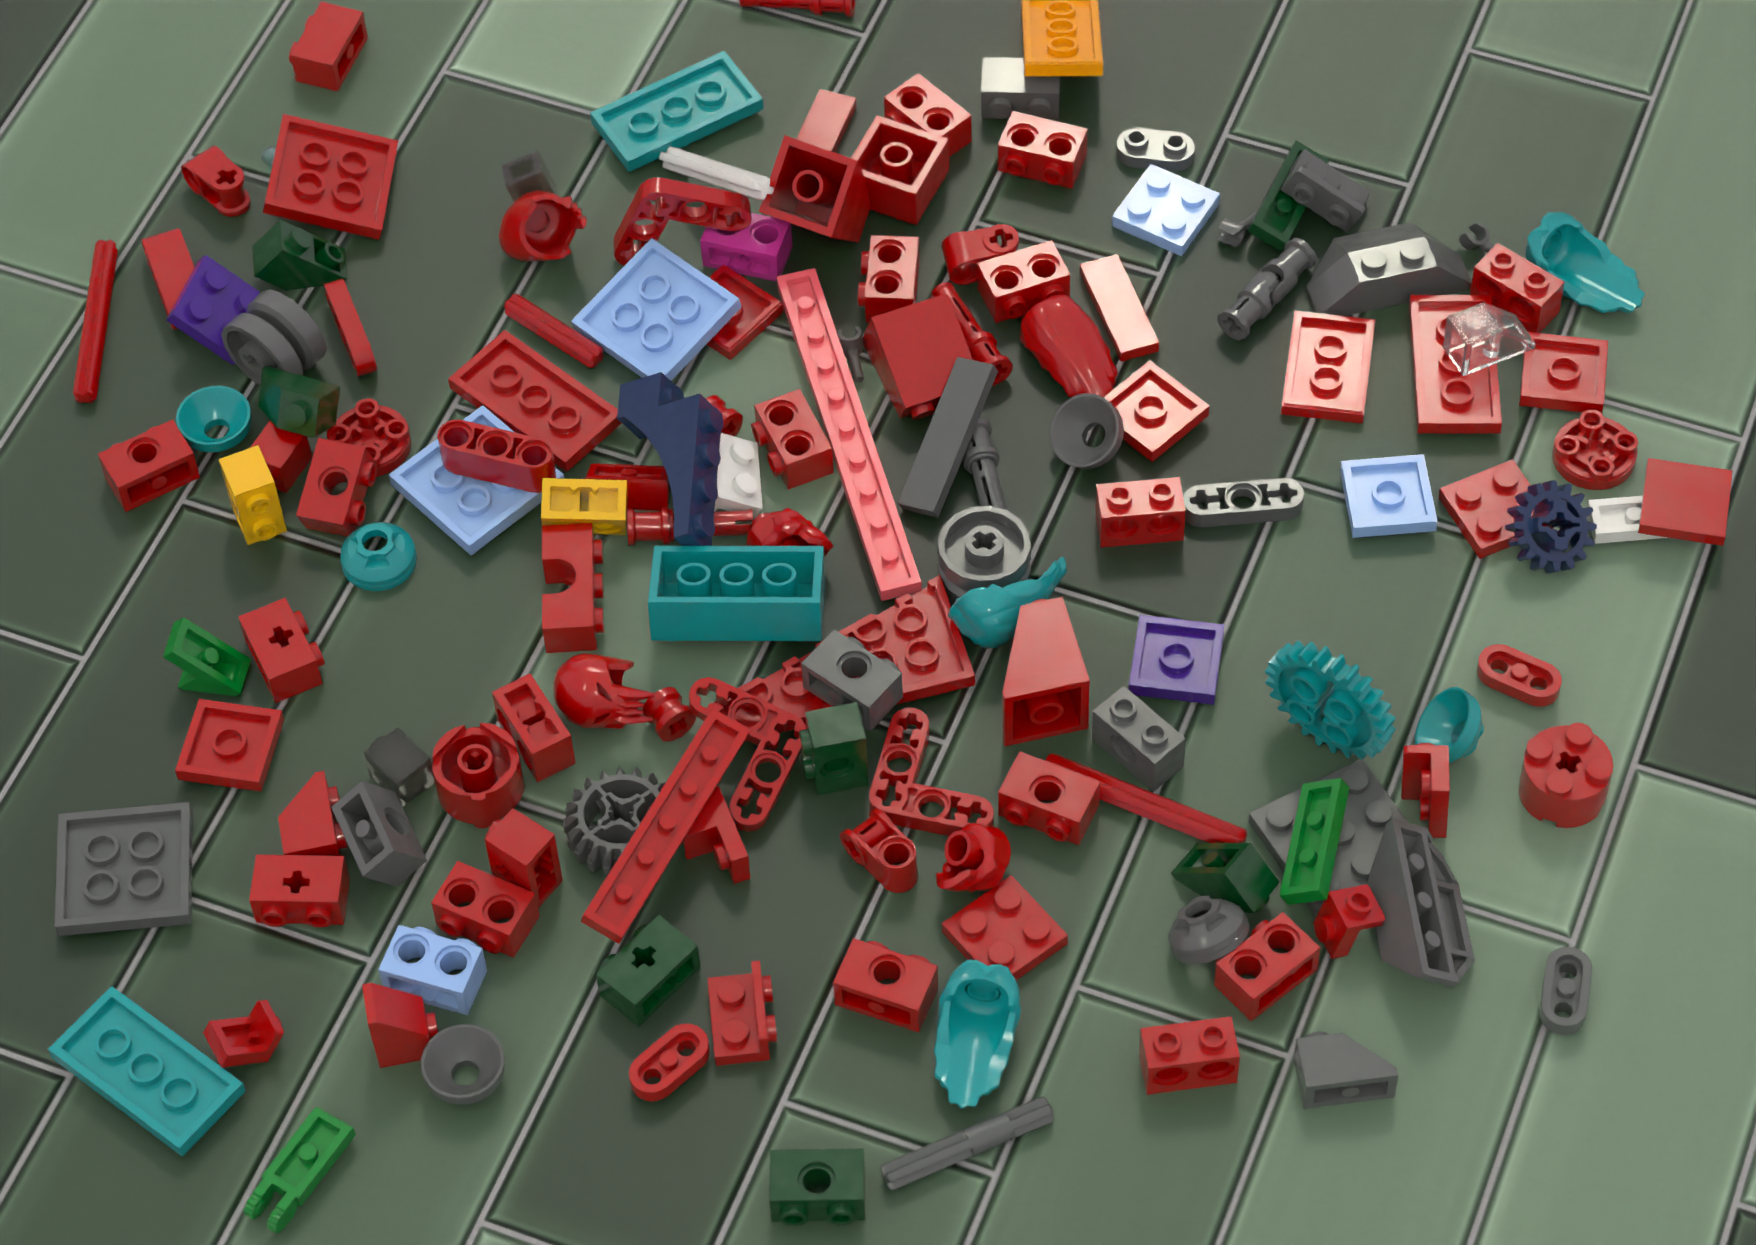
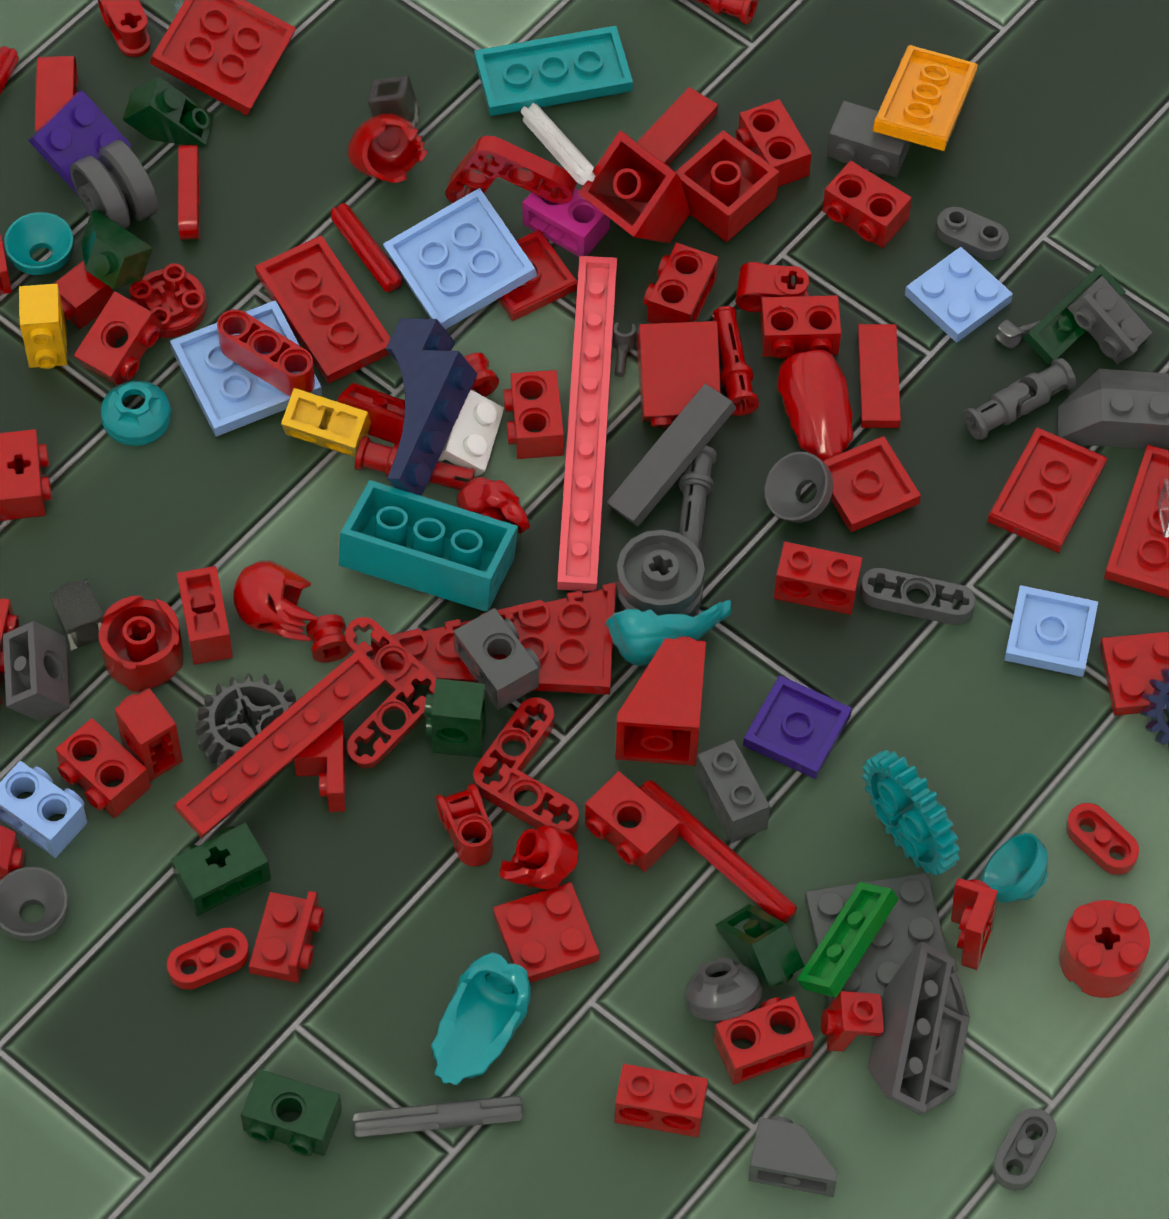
camera: 15 degrees right, 5 degrees up
(572, 616) = (280, 522): red arch -> none
(898, 1003) = (430, 969): red brick -> none

